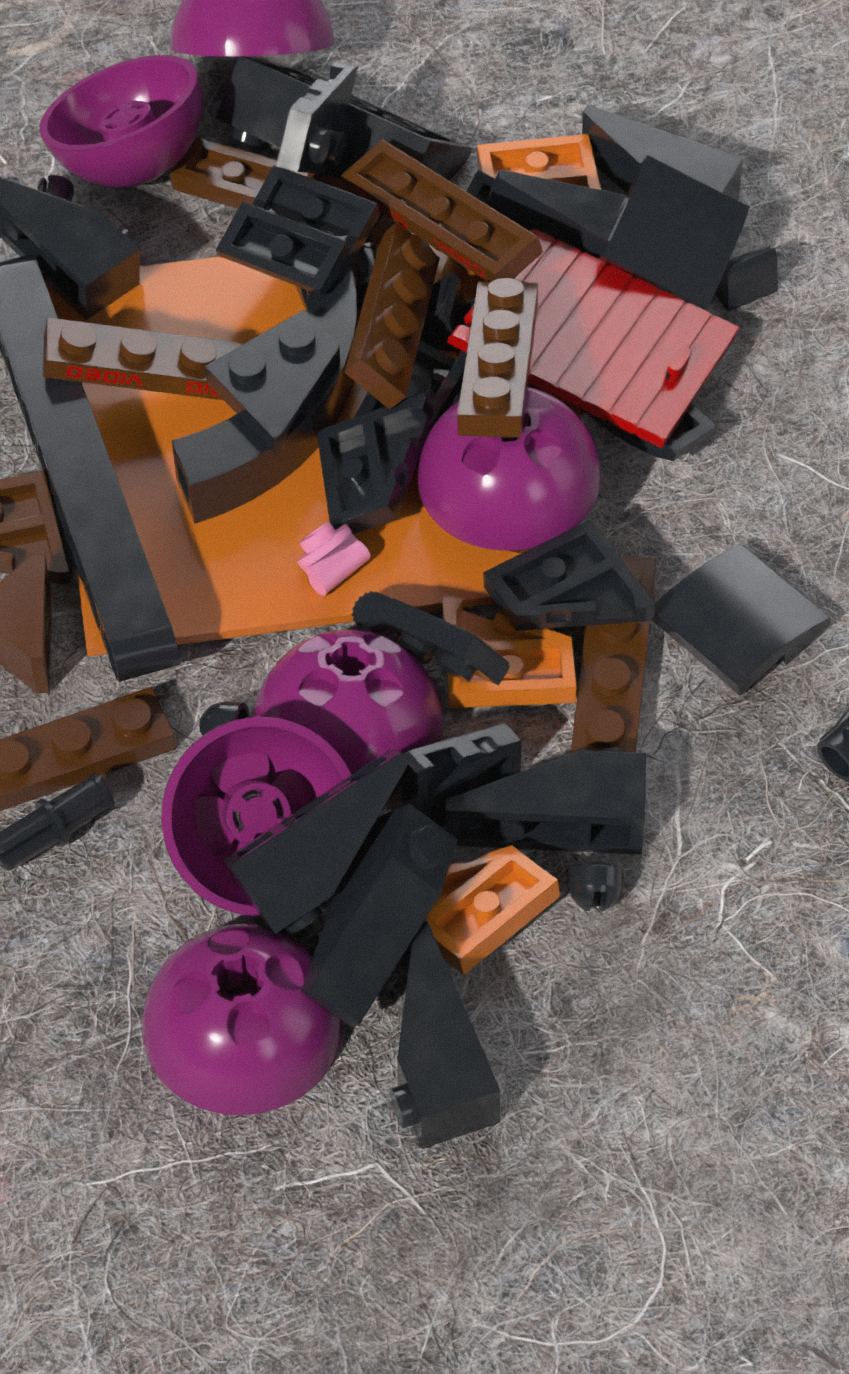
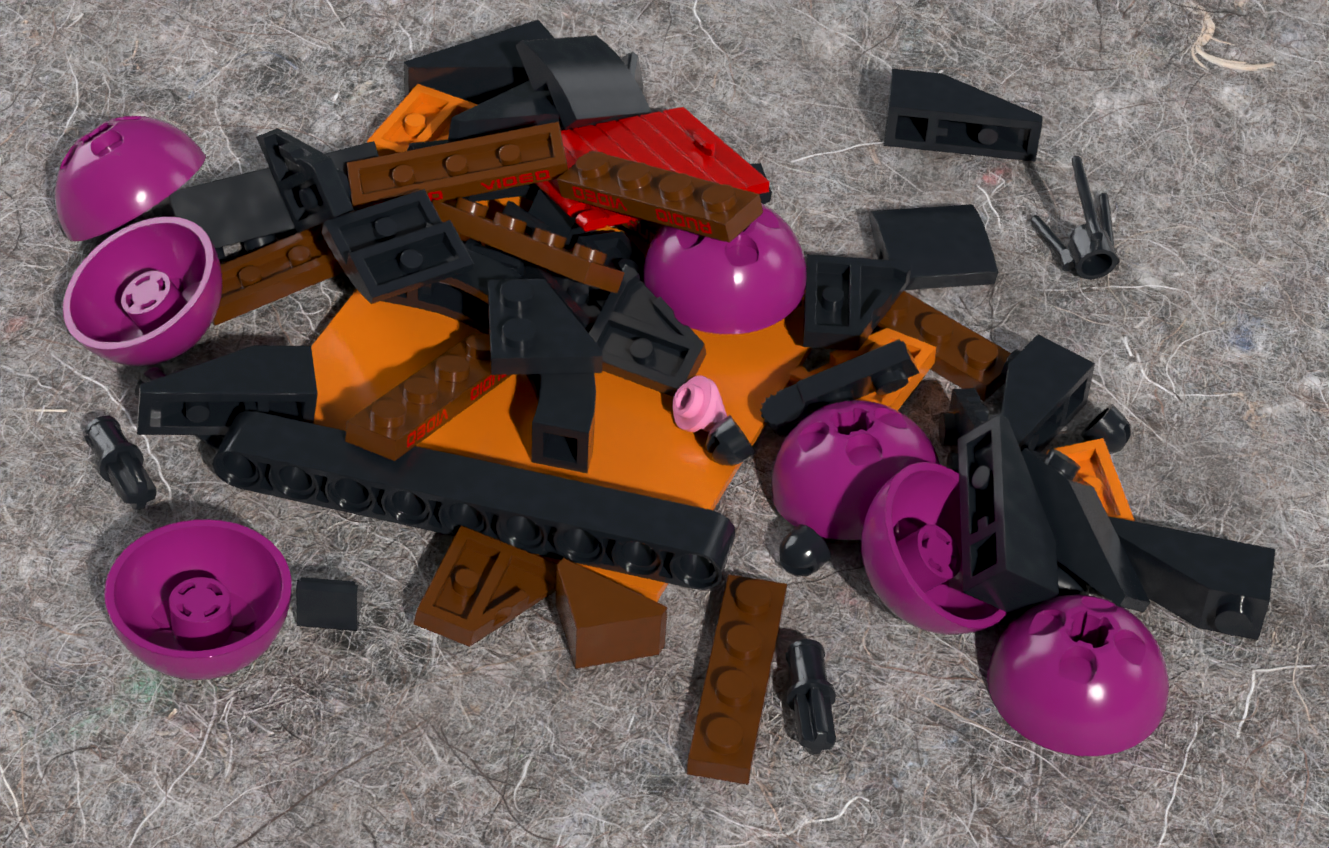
camera: 60 degrees left, 10 degrees down
(307, 588) = (728, 443): none -> black hinge

